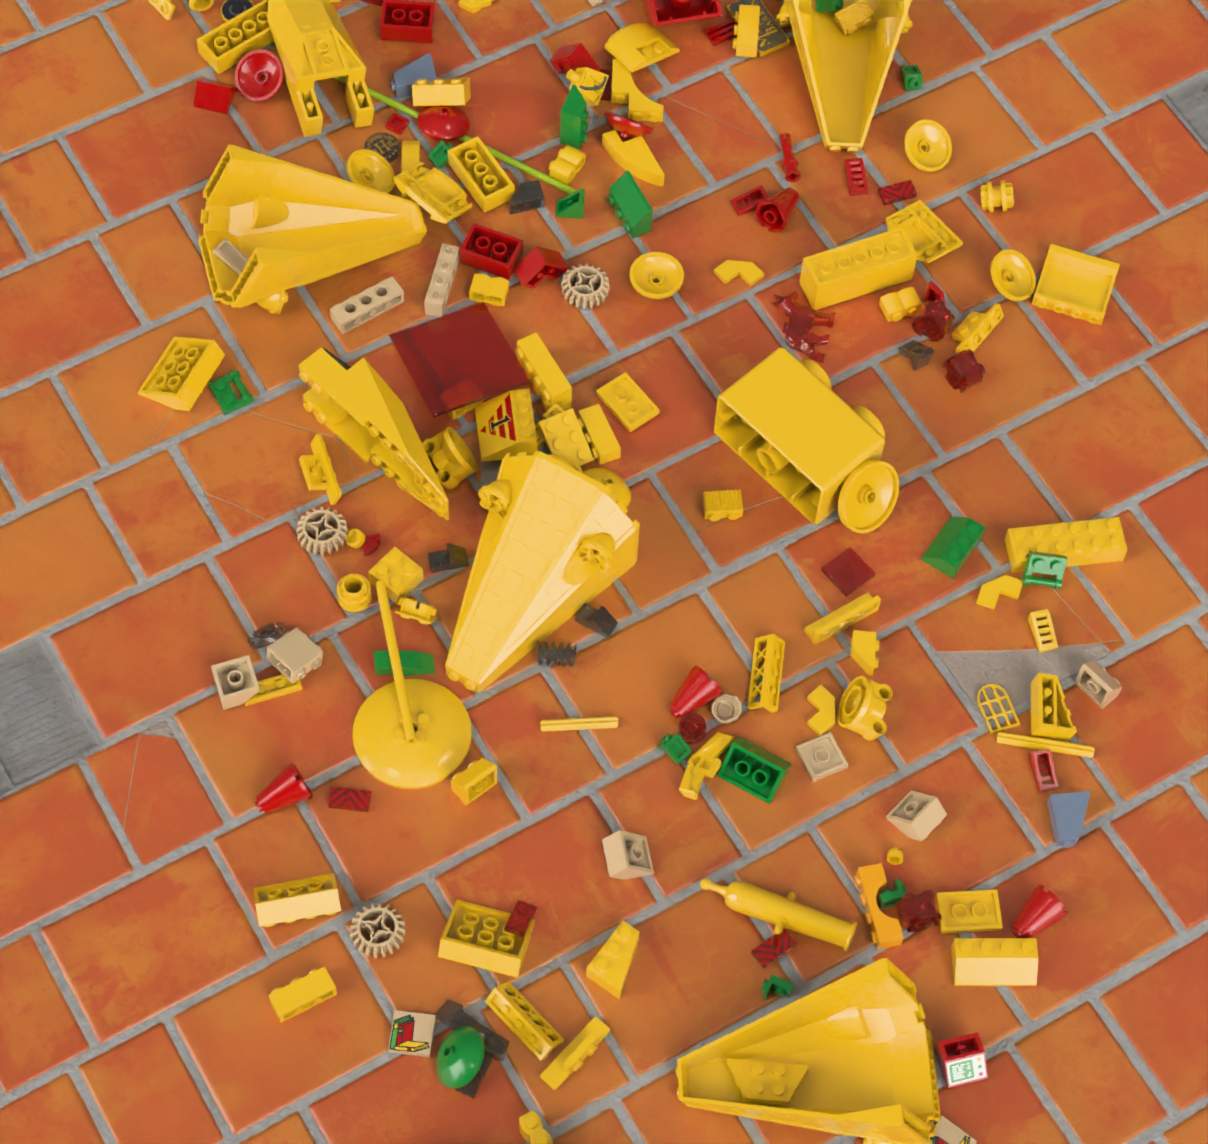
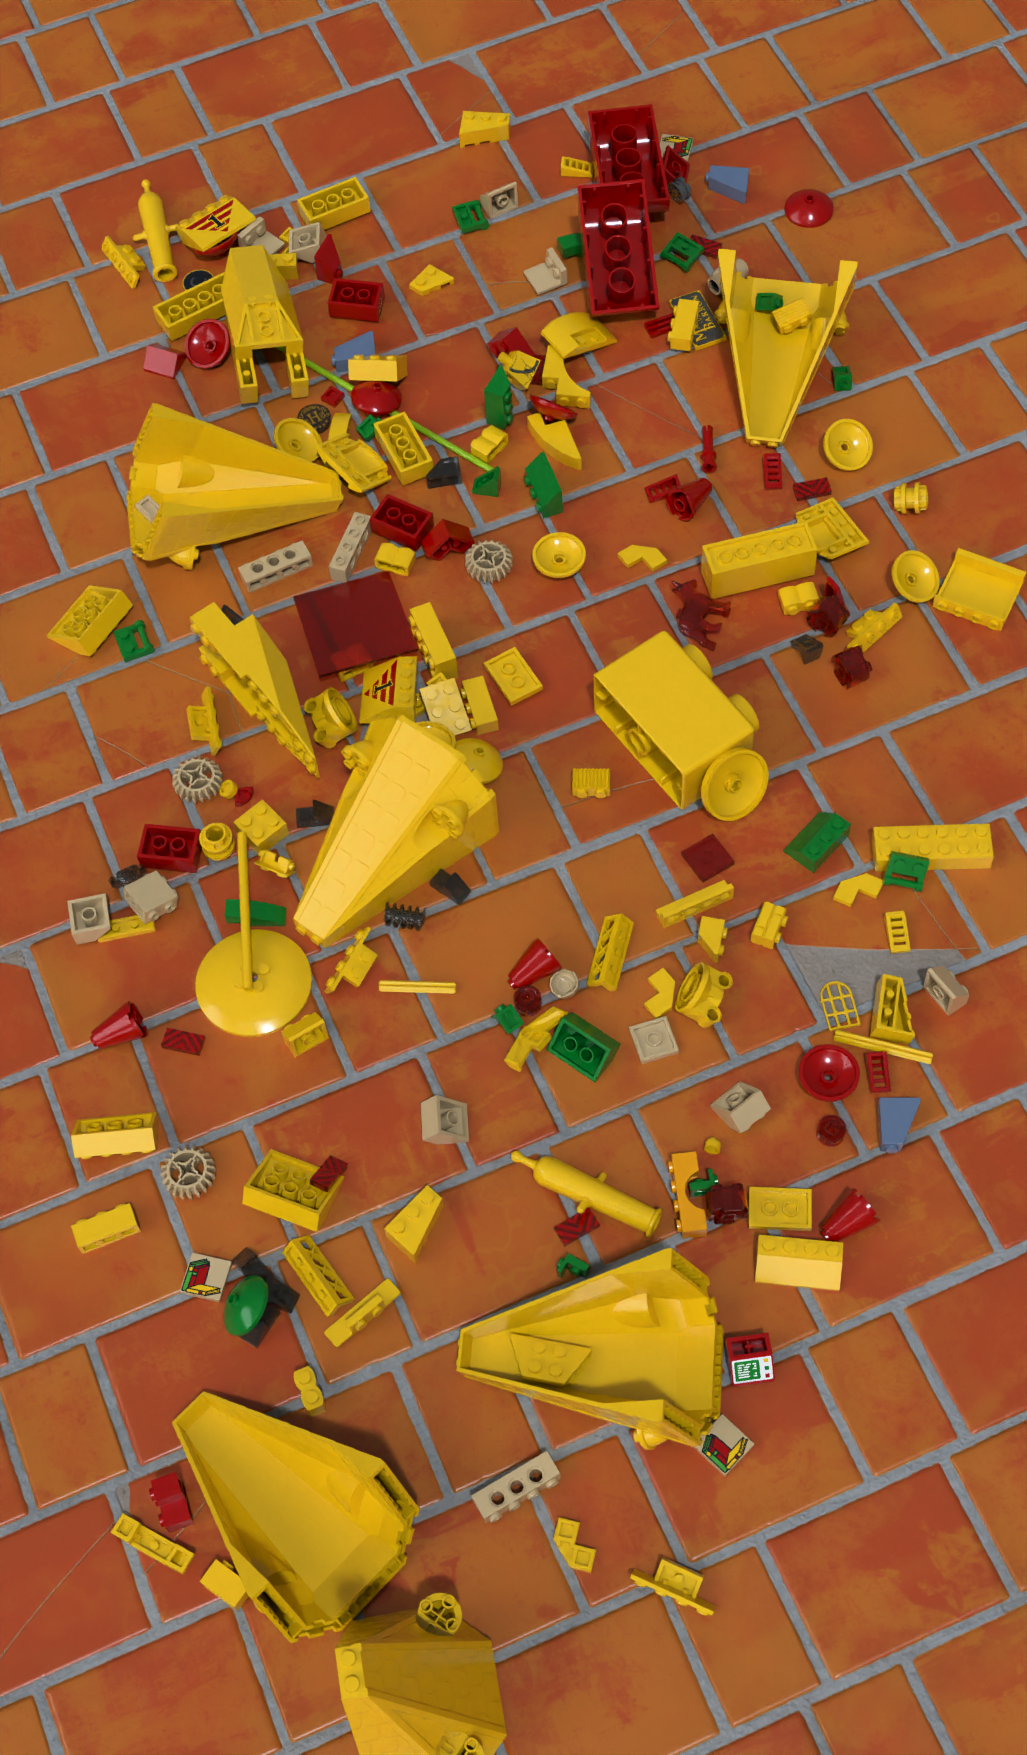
camera: 15 degrees right, 0 degrees up
(306, 603) = (170, 848): none -> red brick
(513, 705) = (355, 964): none -> yellow bracket
(918, 634) = (768, 925): none -> yellow brick
(999, 764) = (831, 1062): none -> red dish
(1007, 831) = (831, 1130): none -> clear red wheel

